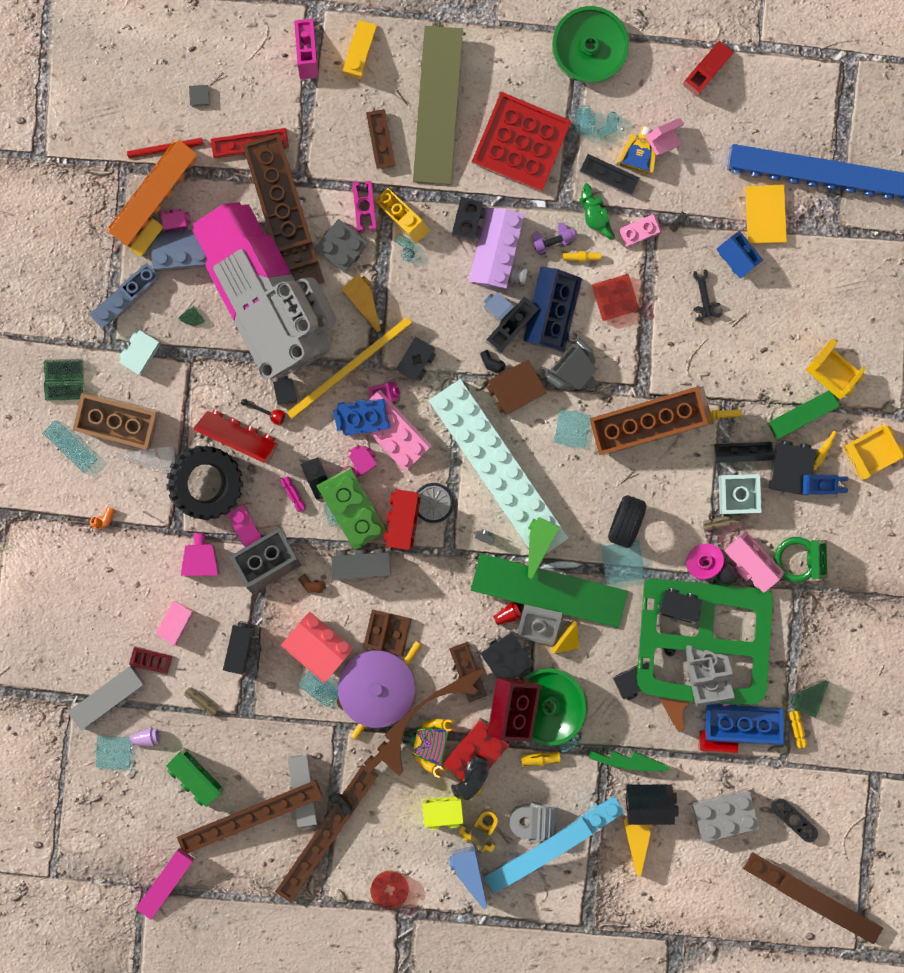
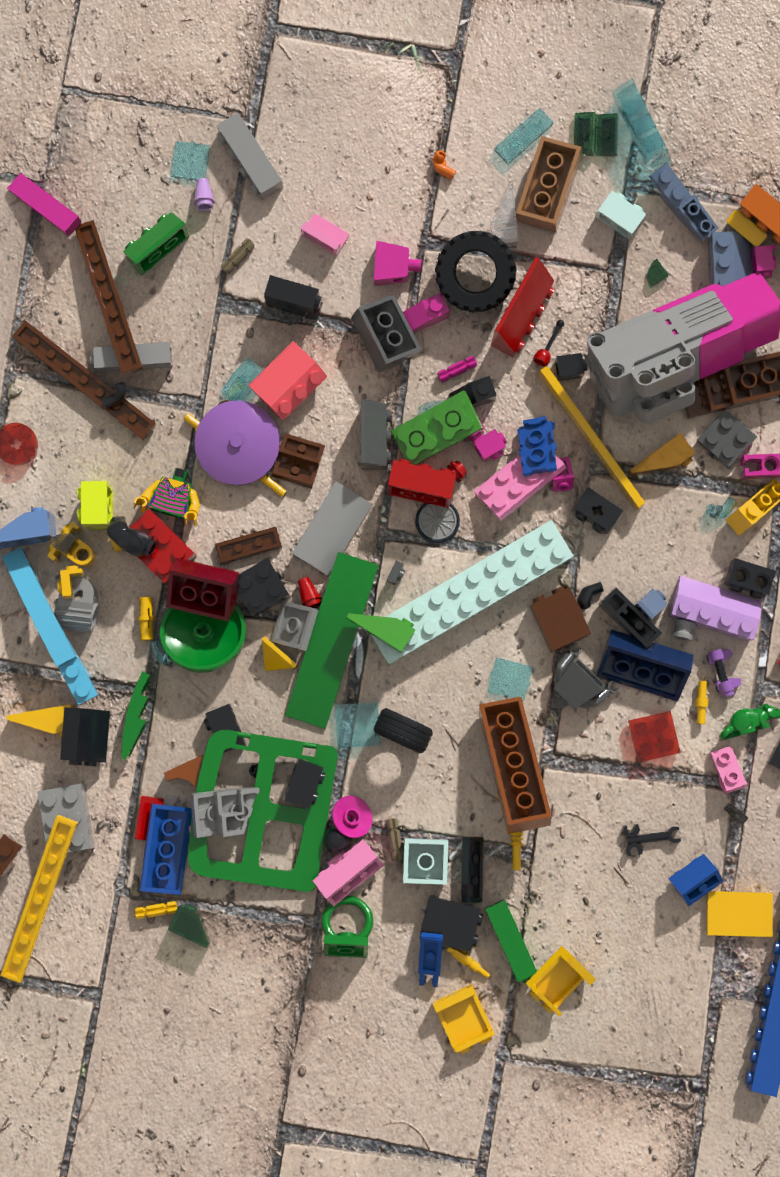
camera: 85 degrees right, 5 degrees down
(55, 338) = (641, 125): none -> clear light blue brick
(133, 661) = (298, 190): dark red slope -> none
(312, 587) = (354, 382): reddish brown arm -> none
(387, 488) = (458, 469): none -> red plate
(391, 752) = (167, 453): reddish brown slope -> none
(448, 597) = (331, 528): none -> light grey slope
(519, 832) = (65, 584): none -> yellow bracket
(796, 832) = (39, 898): none -> yellow tile
(808, 825) = (70, 891): black beam -> none

